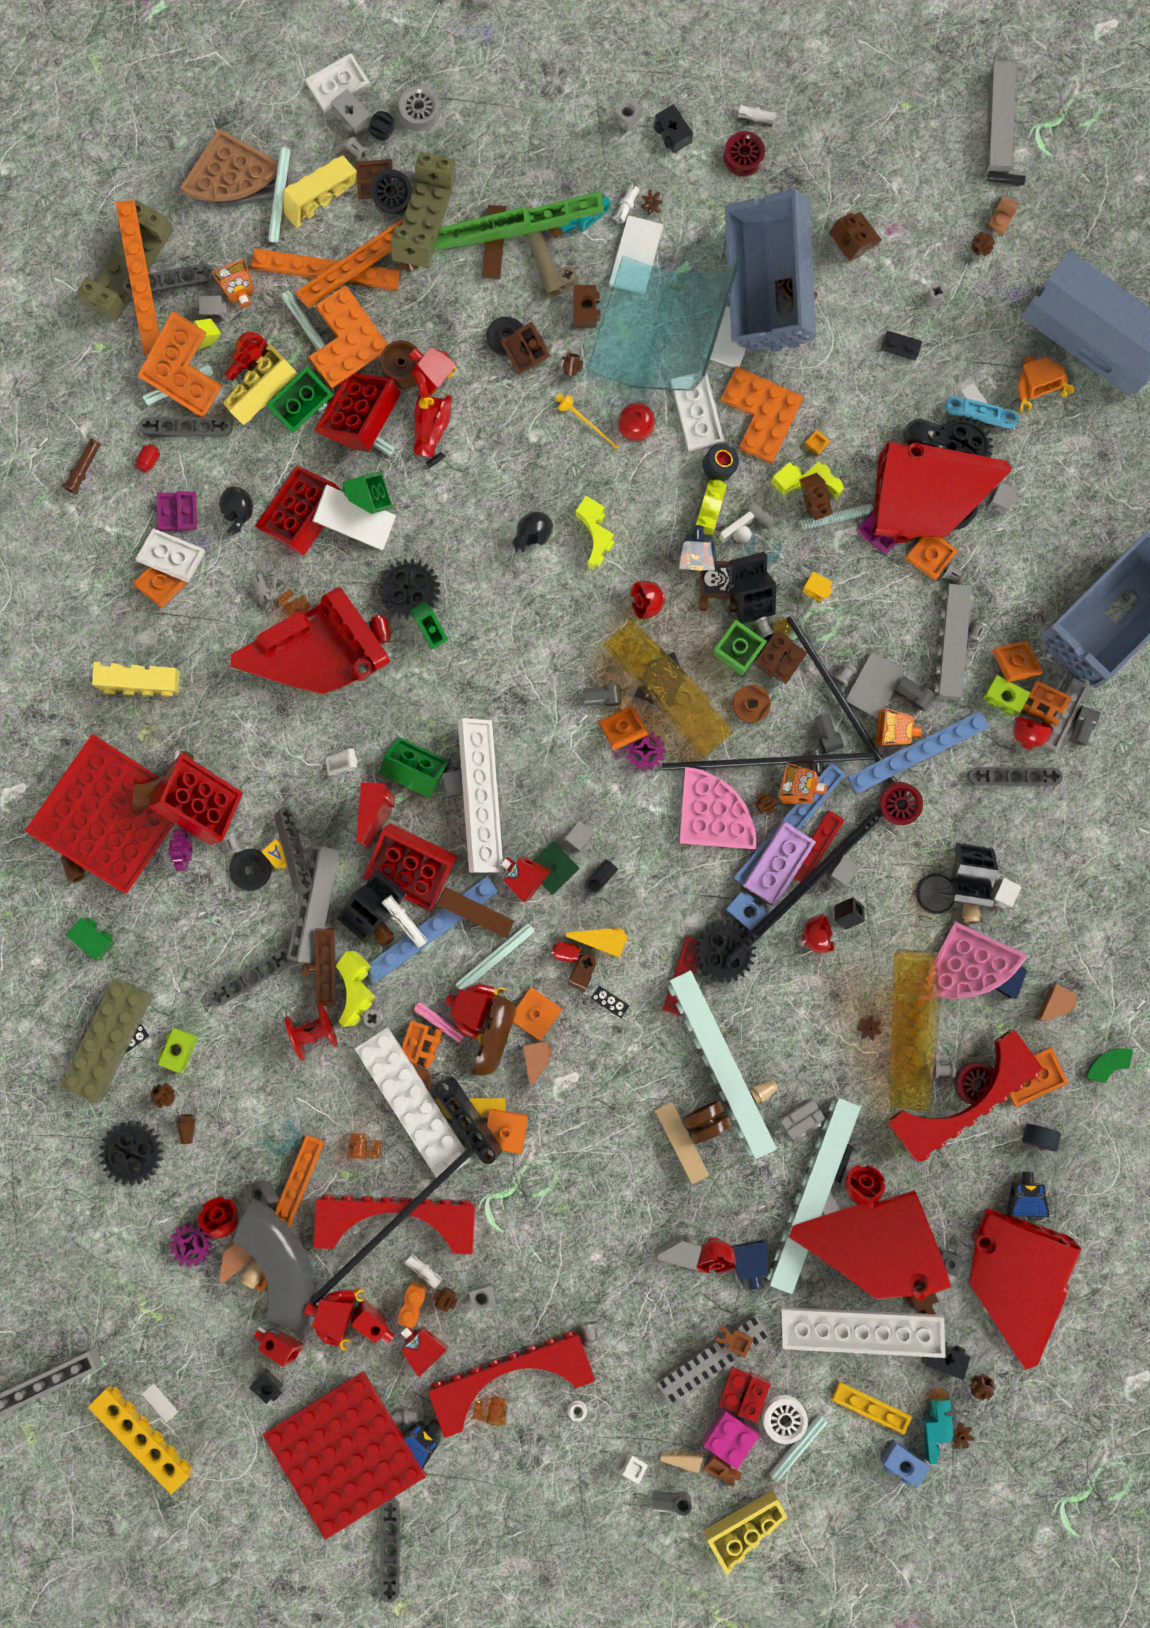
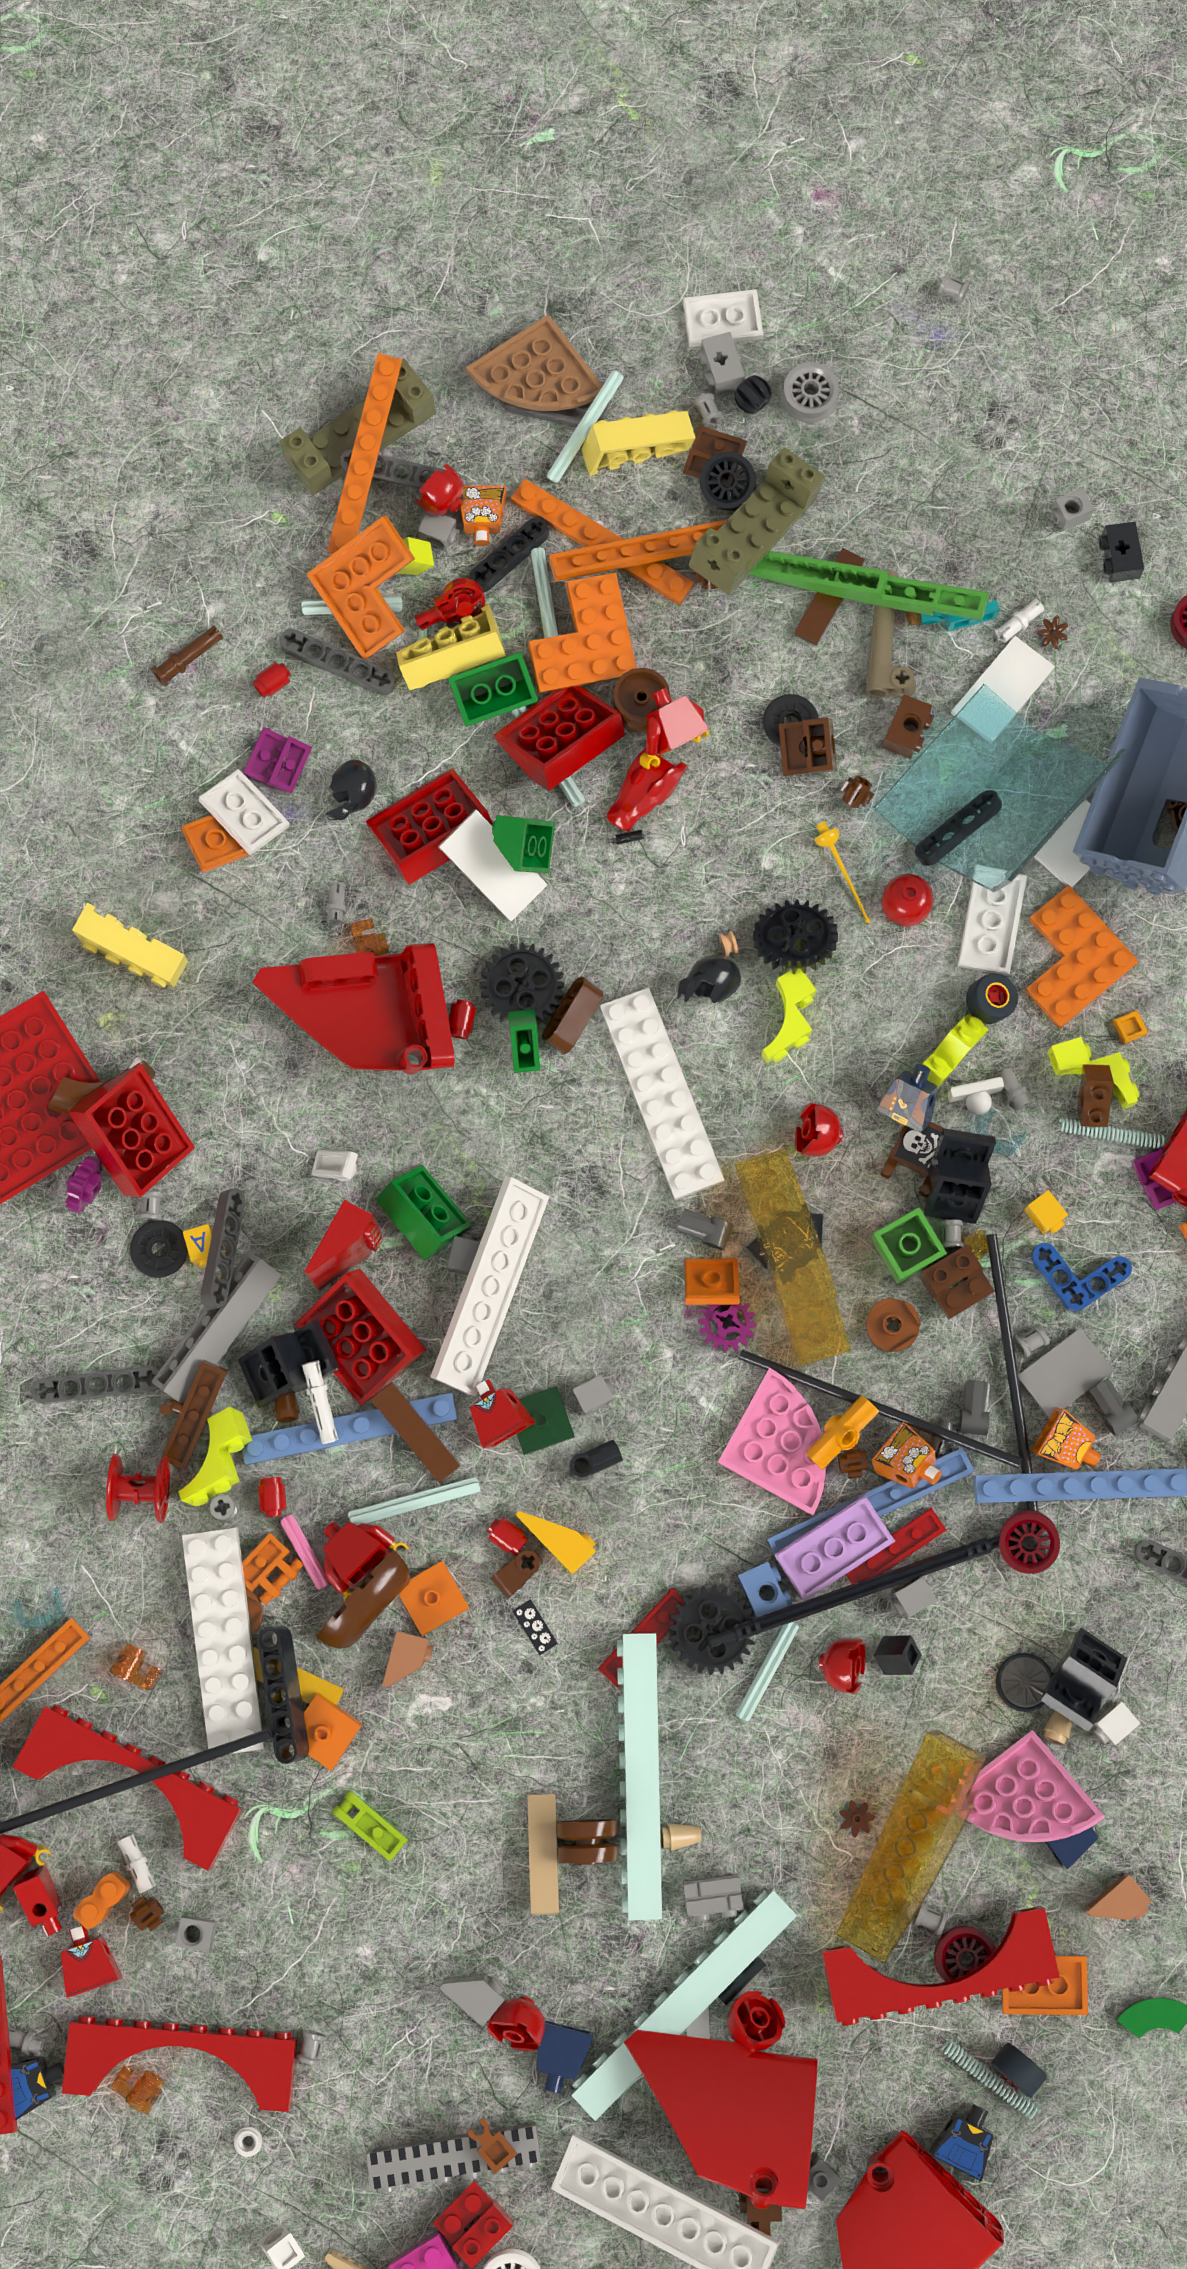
camera: 30 degrees right, 5 degrees down
(203, 280) = (441, 492): none -> red cylinder
(269, 305) = (512, 557): none -> black beam
(401, 996) = (272, 1496): none -> red brick
(452, 594) = (572, 1015): none -> reddish brown beam
(533, 502) = (728, 943): none -> light nougat bush
(534, 620) = (662, 1094): none -> white plate
(563, 1177) = (370, 1826): none -> lime plate
(586, 481) = (801, 931): none -> black gear
(646, 358) = (956, 825): none -> black beam
(751, 787) = (841, 1432): none -> light orange piece
(771, 961) = (767, 1671): none -> light aqua axle
(861, 625) = (1082, 1287): none -> blue beam
(1035, 1154) = (989, 2078): none -> light aqua piece

